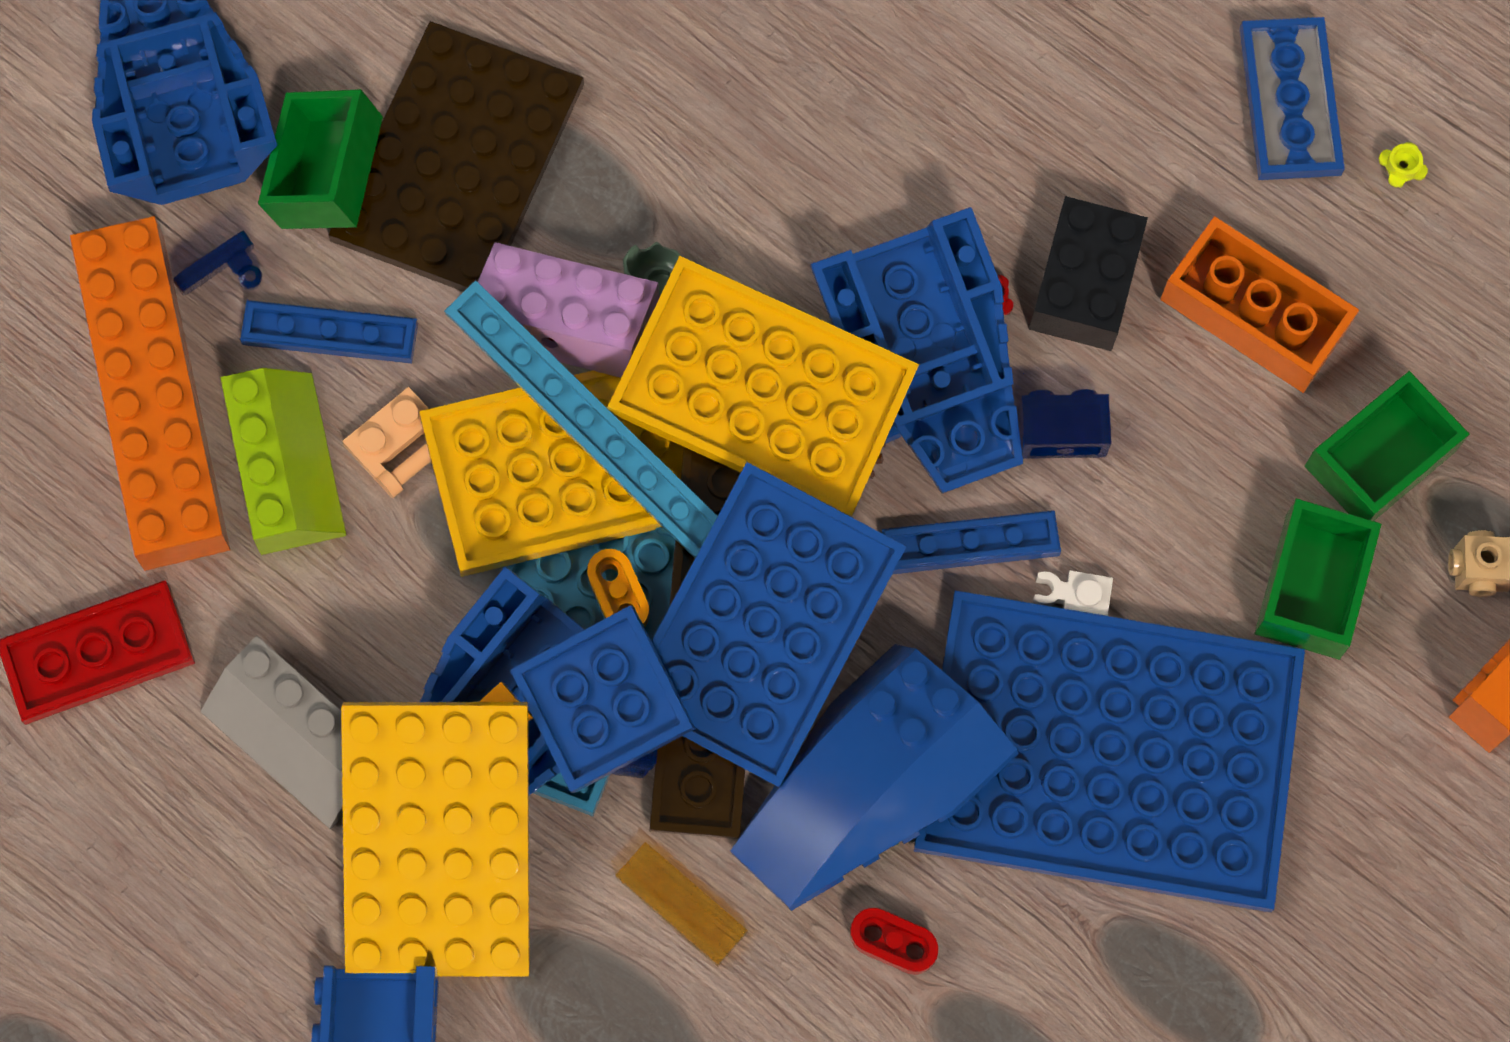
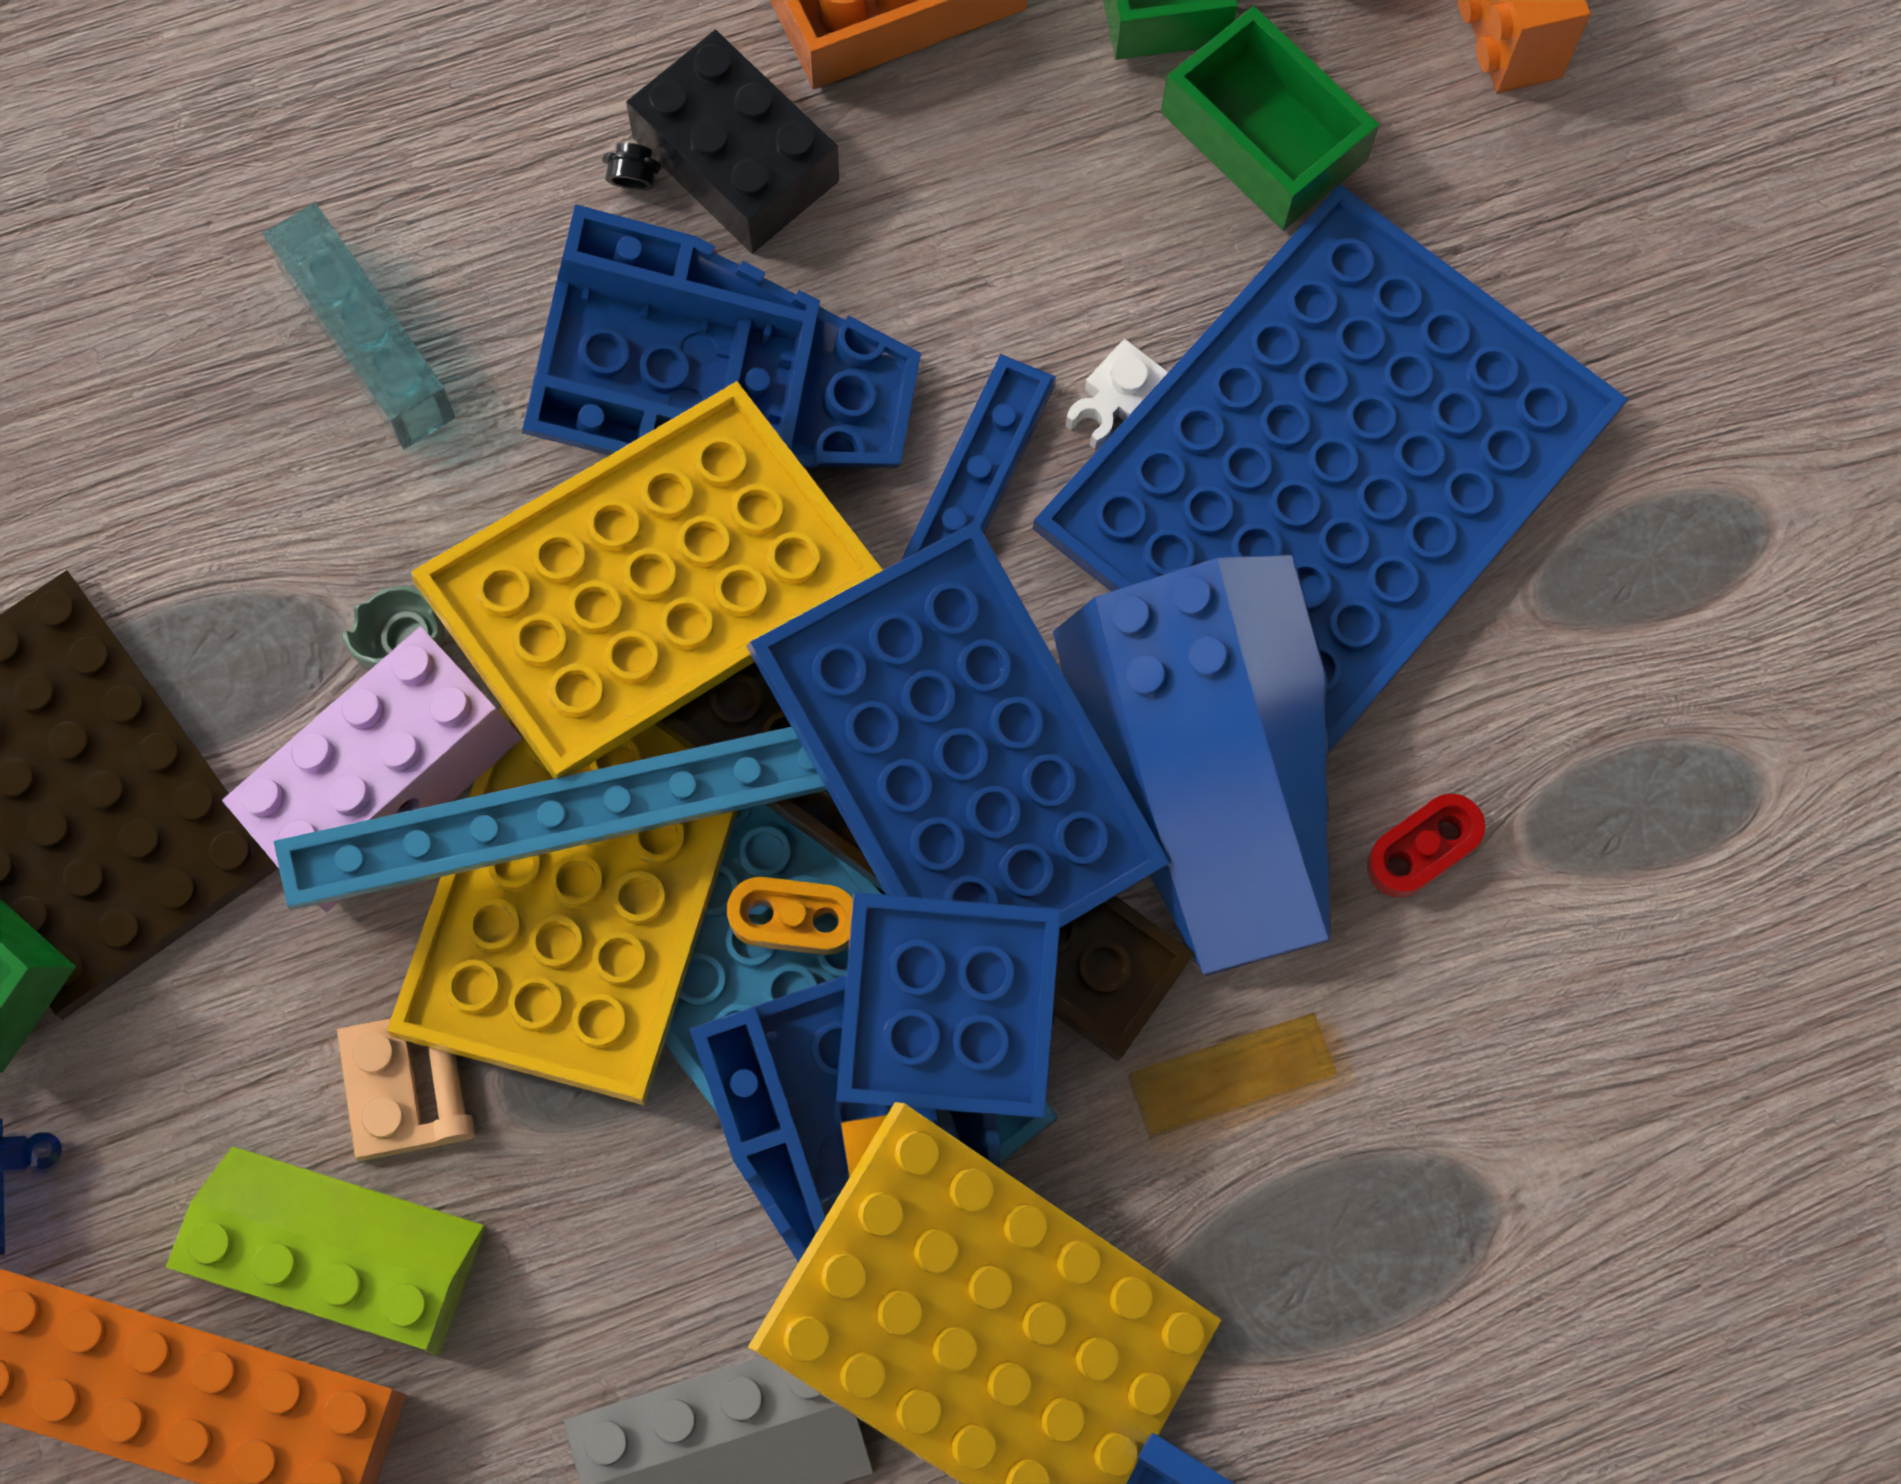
camera: 60 degrees left, 0 degrees up
(329, 331) = (188, 1092): blue tile -> none
(829, 138) = (359, 325): none -> clear light blue brick
(1034, 226) = (631, 167): none -> black plate
(1064, 424) = (905, 275): clear blue brick -> none

